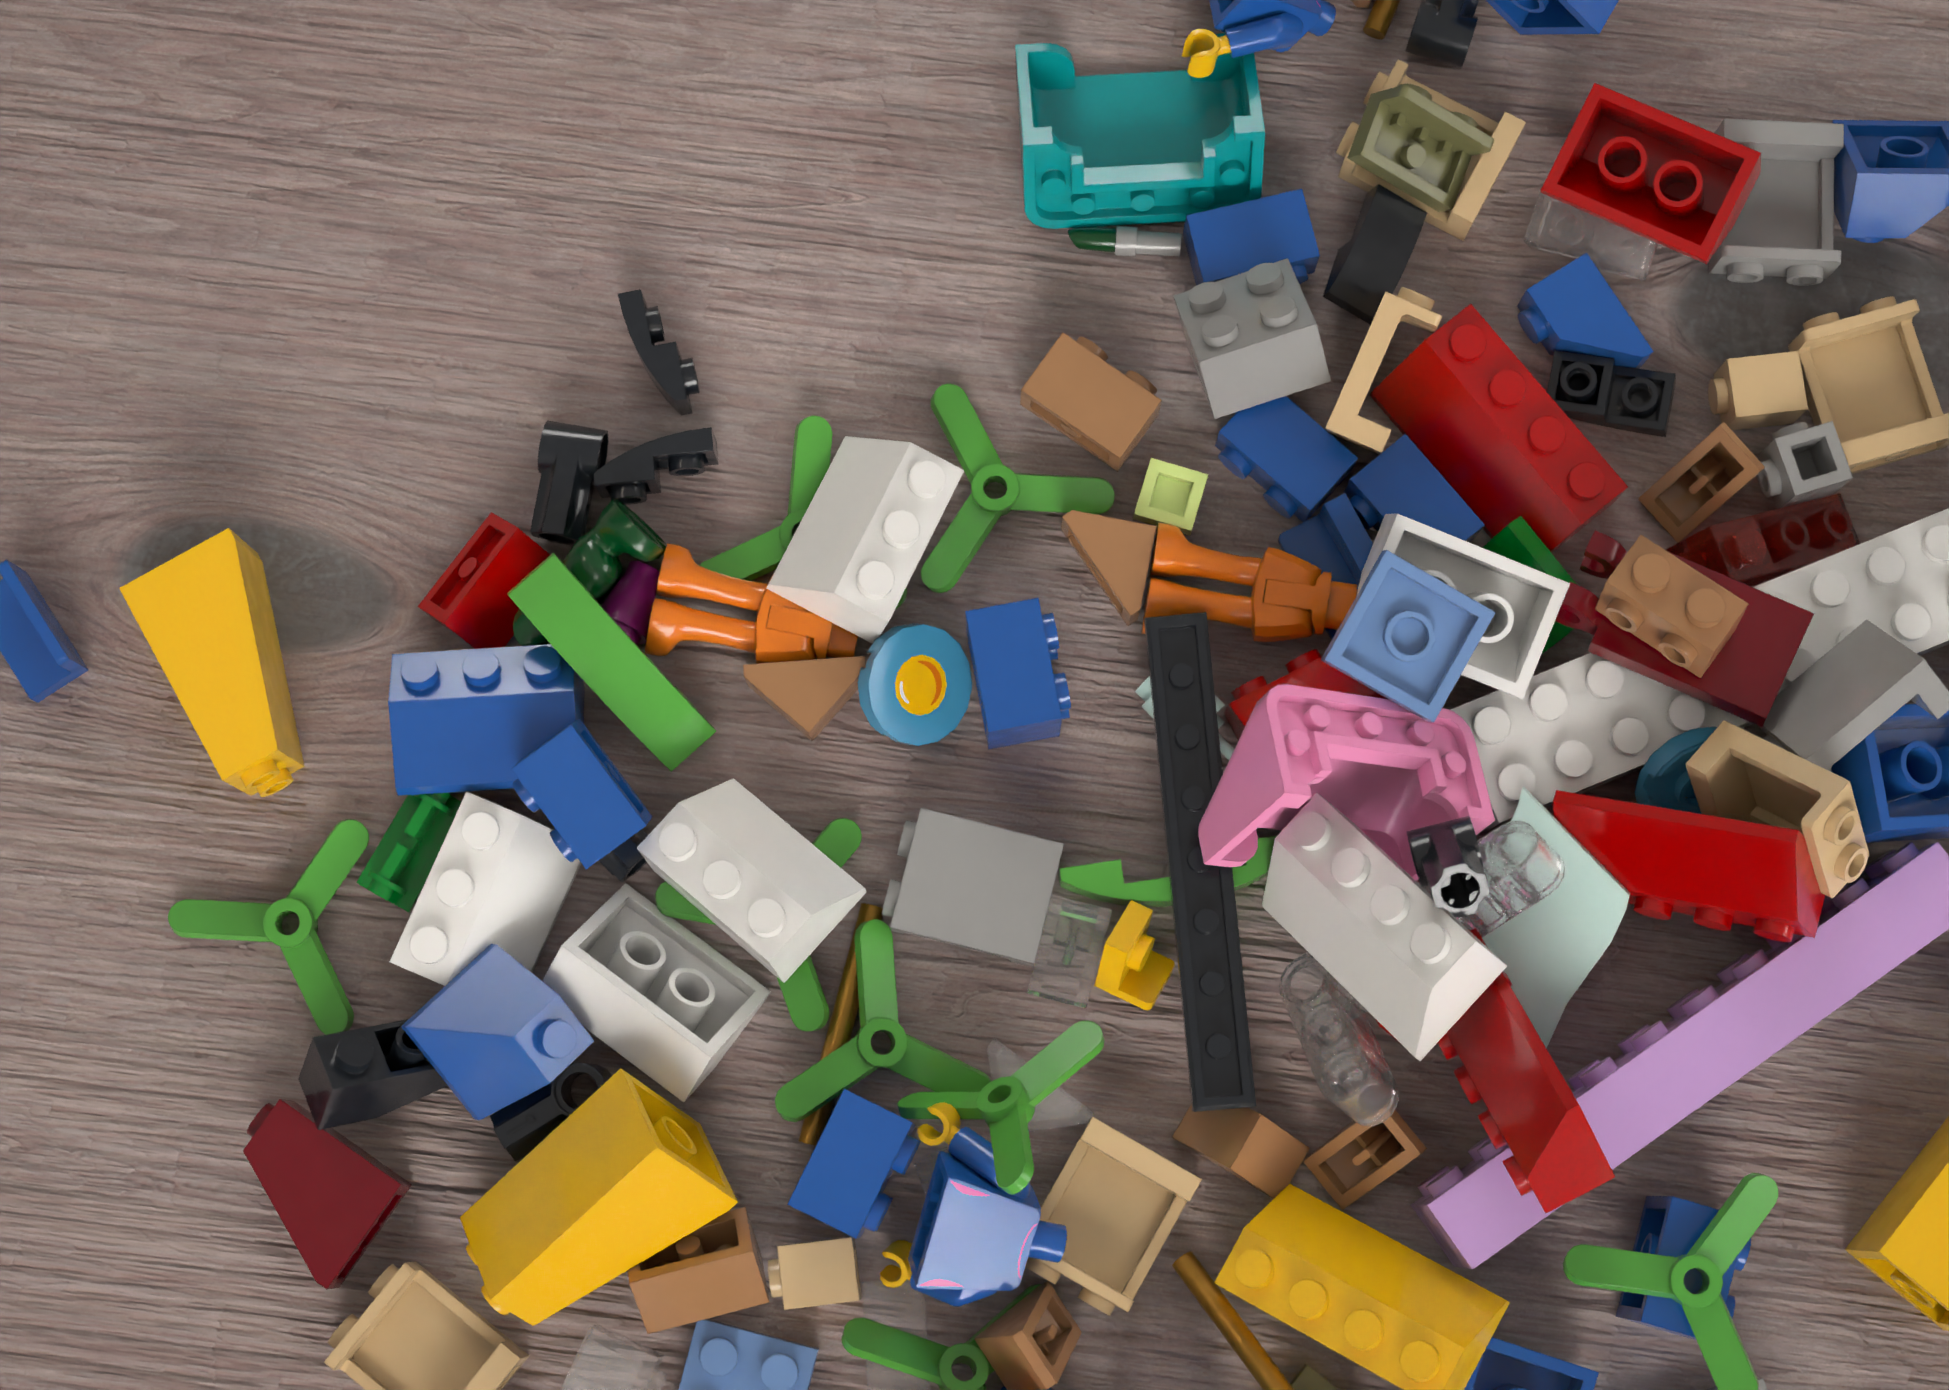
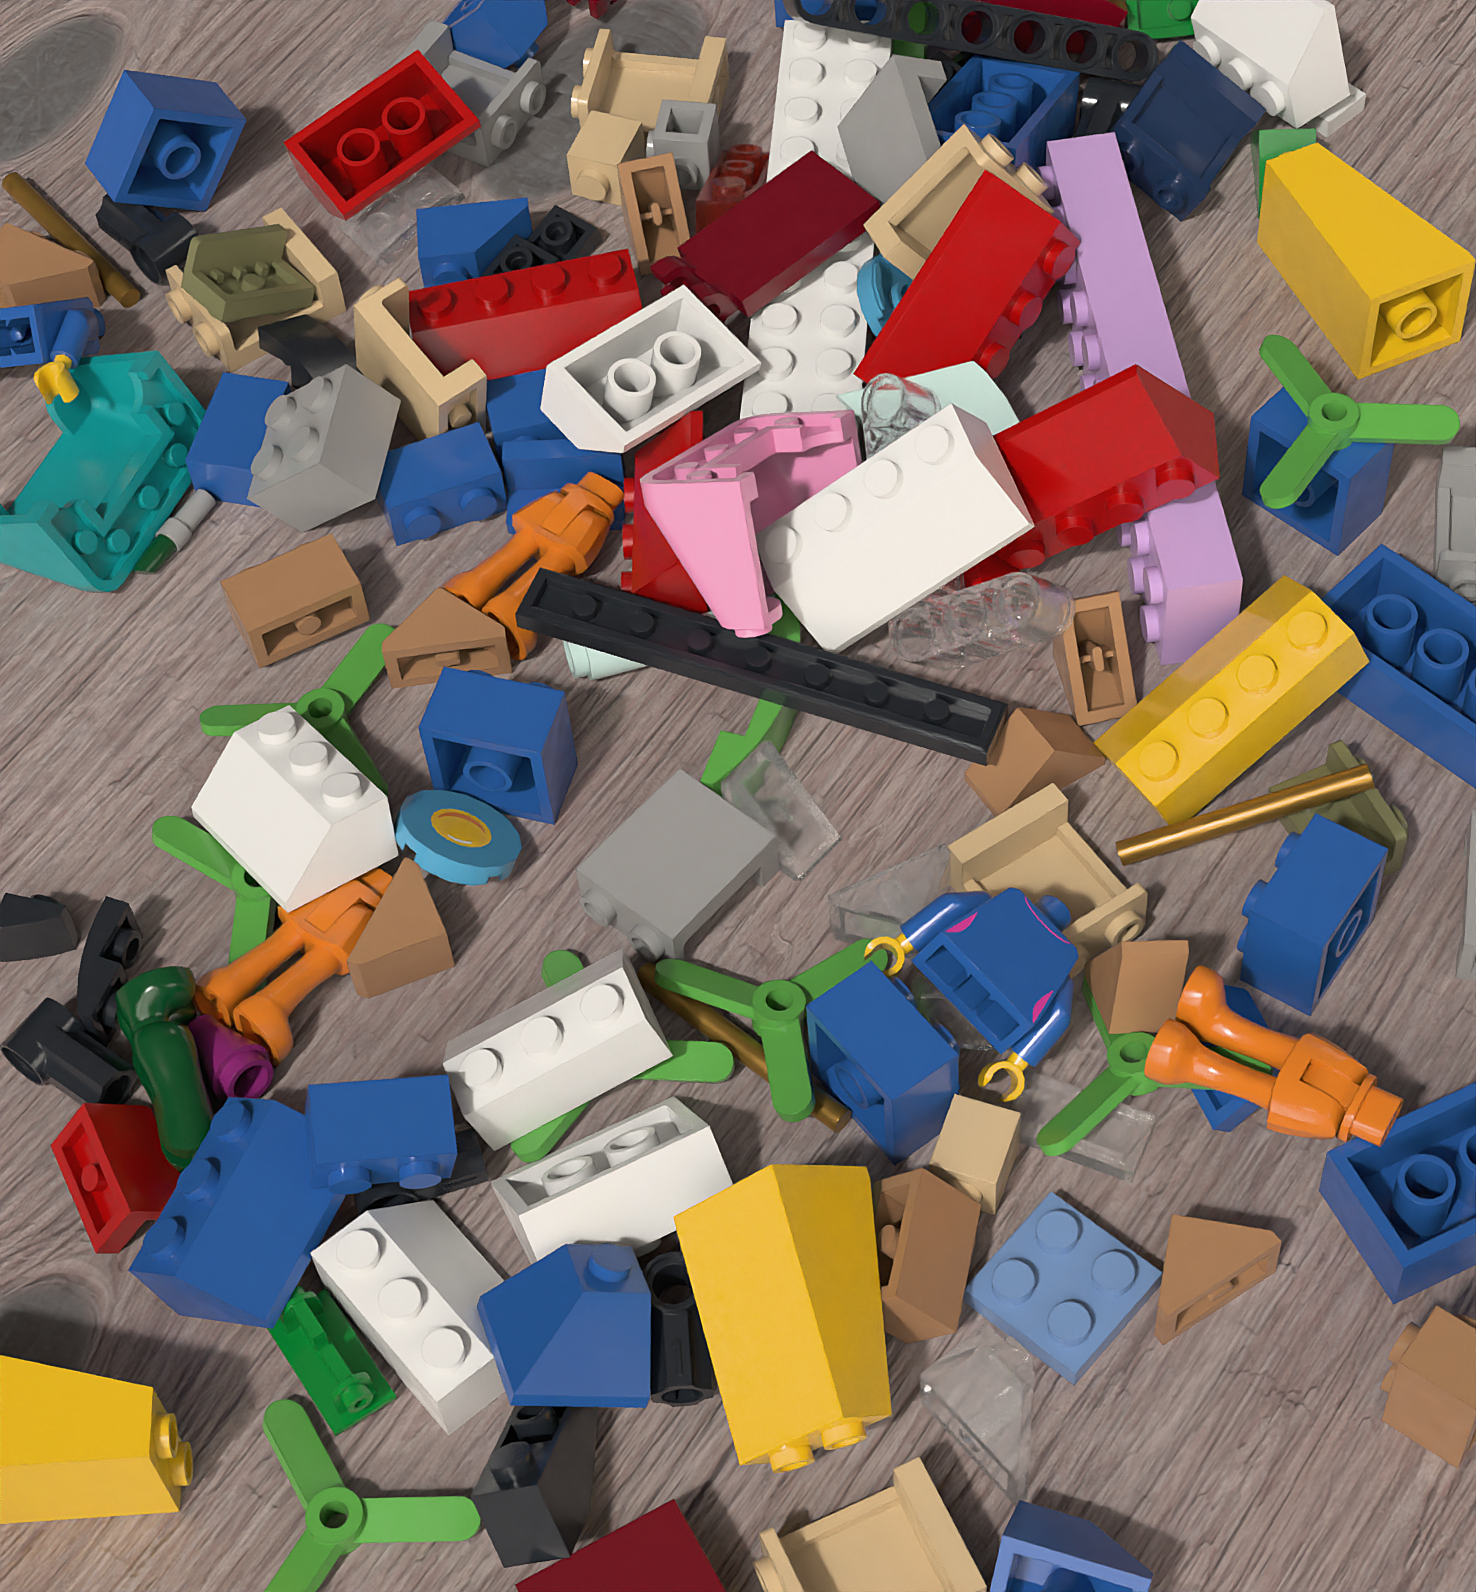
camera: 60 degrees left, 25 degrees down
(610, 662) = (256, 1062): bright green slope -> none
(1011, 1100) = (896, 888): bright green piece -> none
(1128, 962) = (825, 775): yellow bracket -> none
(1170, 495) = (413, 578): yellowish green plate -> none
(1408, 636) = (656, 396): medium blue plate -> none
(1450, 865) = (873, 425): black piece -> none
(1670, 606) = (749, 213): medium nougat brick -> none

